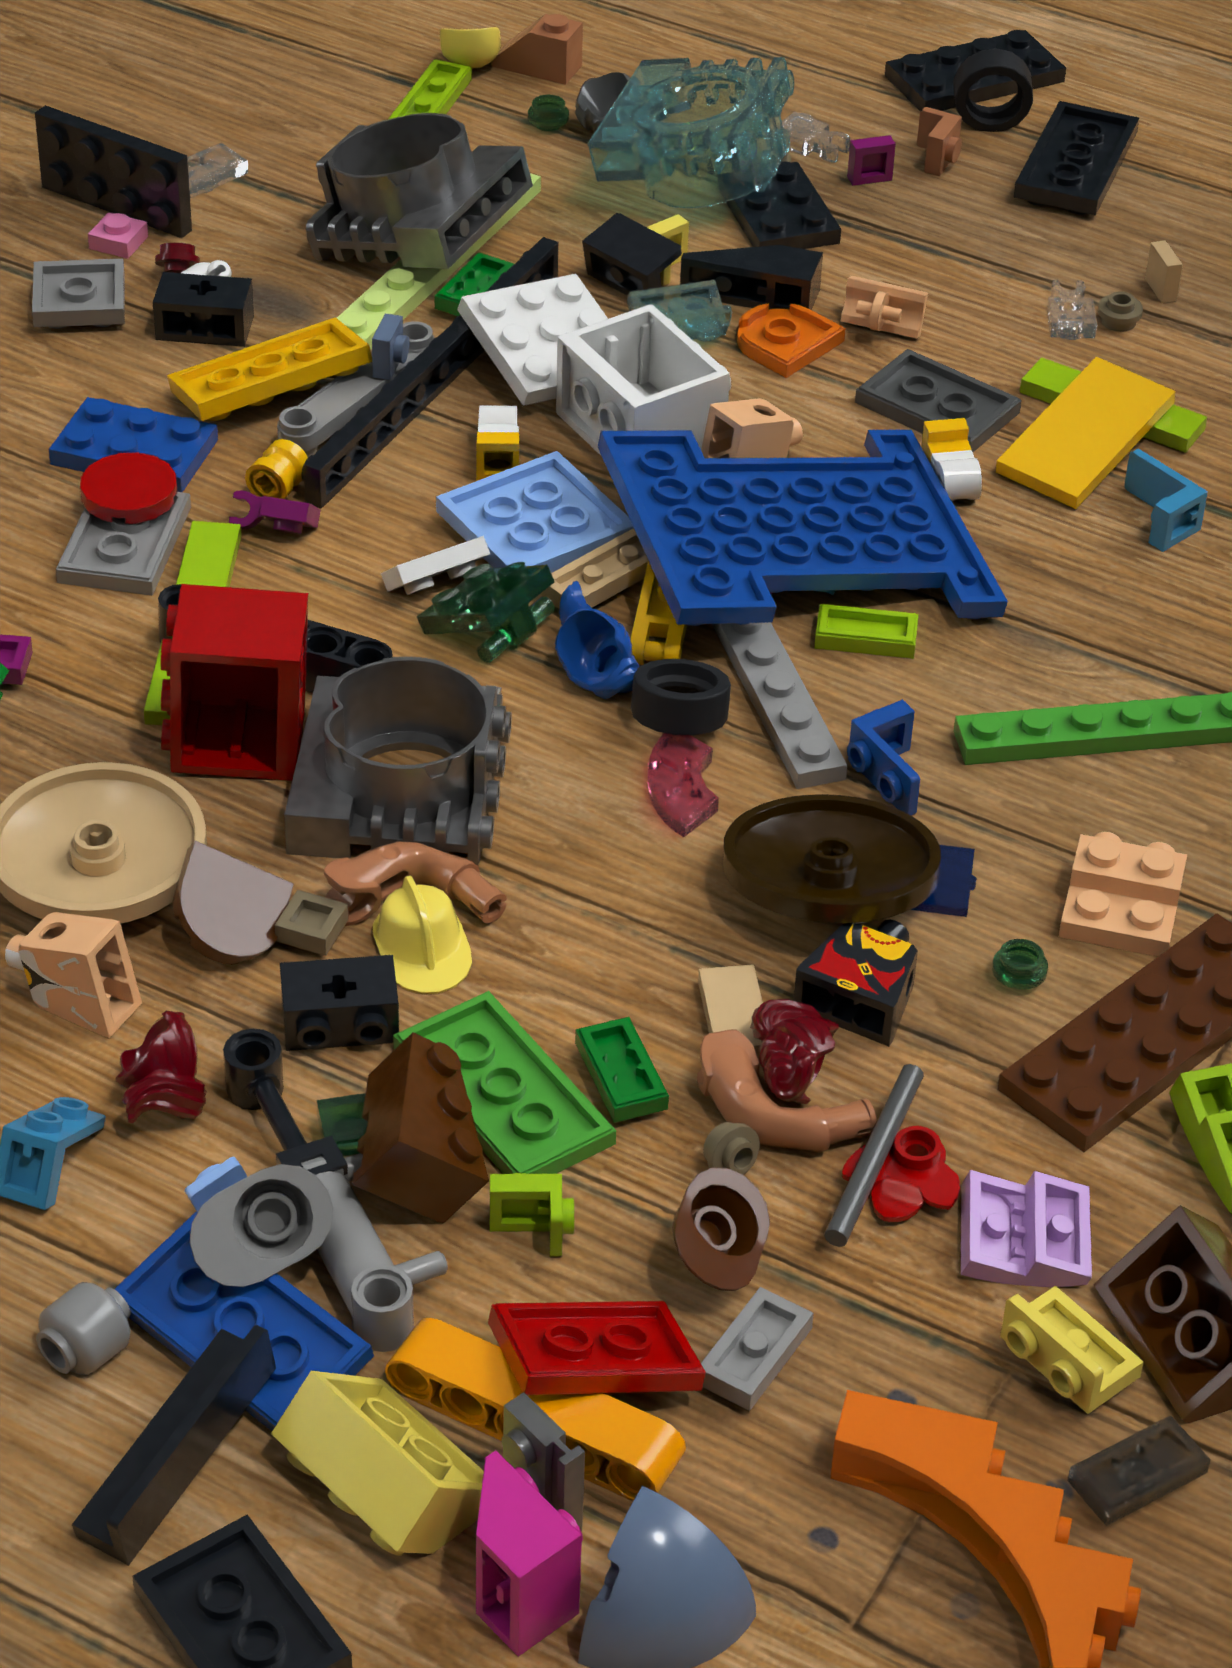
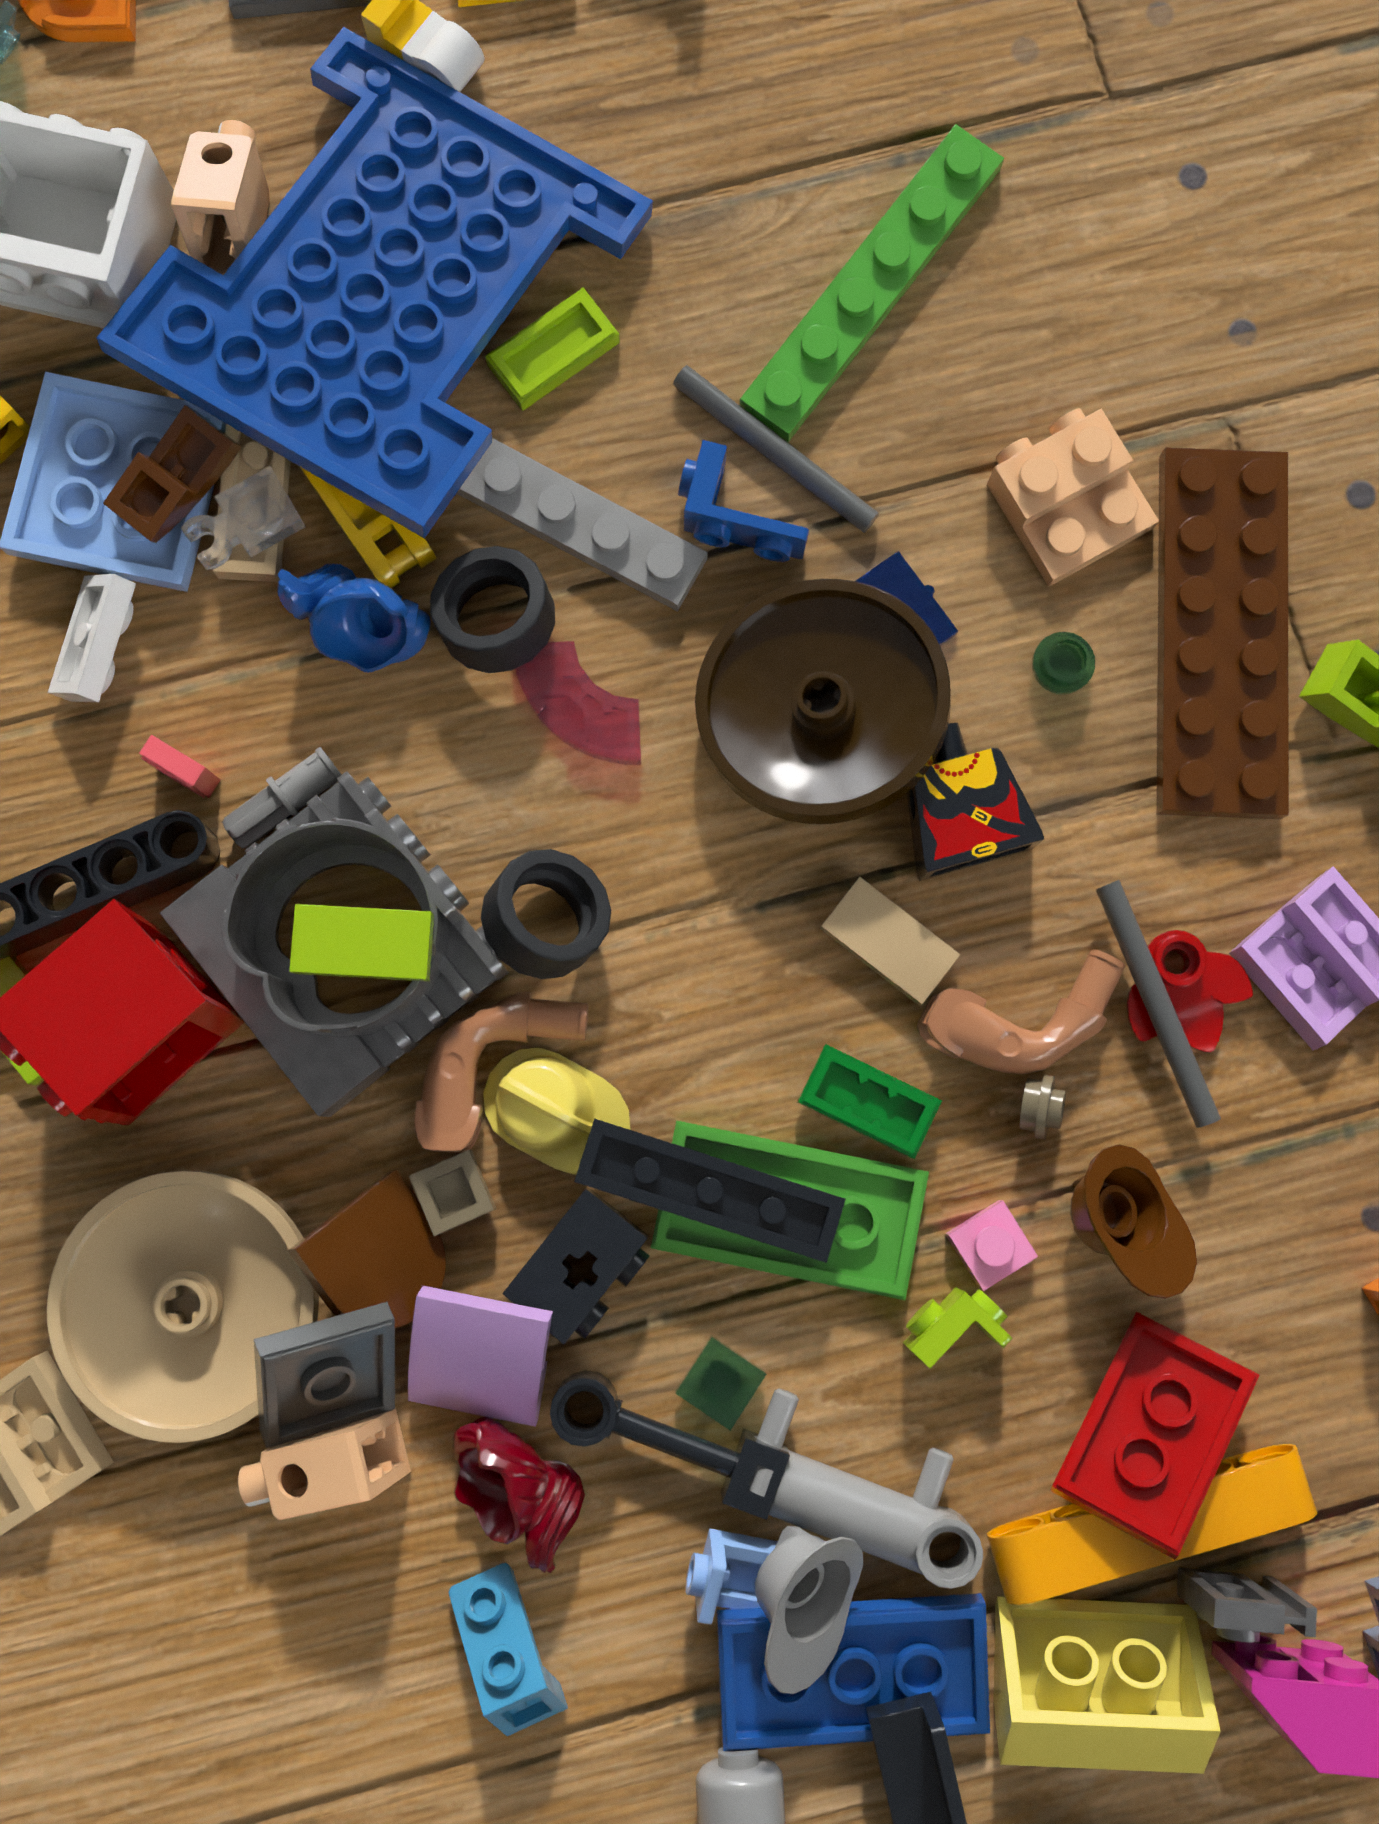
camera: 45 degrees left, 40 degrees up
(148, 901) = (325, 1374): none -> dark grey tile
(224, 986) = (478, 1355): none -> lavender slope
(409, 634) = (179, 767): none -> coral tile
(413, 723) = (362, 942): none -> lime tile
(420, 1132) = (805, 1356): reddish brown wedge -> none
(467, 1019) = (710, 1190): none -> black plate
(494, 602) = (200, 649): clear green plate -> none
(516, 850) = (570, 880): none -> black tyre
(555, 526) = (177, 474): none -> reddish brown slope
(590, 563) = (253, 514): none -> clear plate
(610, 1202) = (991, 1245): none -> bright pink plate
(755, 1348) = (1249, 1292): light grey plate -> none
(791, 1046) = (1002, 953): dark red hair -> none
(952, 758) = (775, 448): none -> dark grey bar

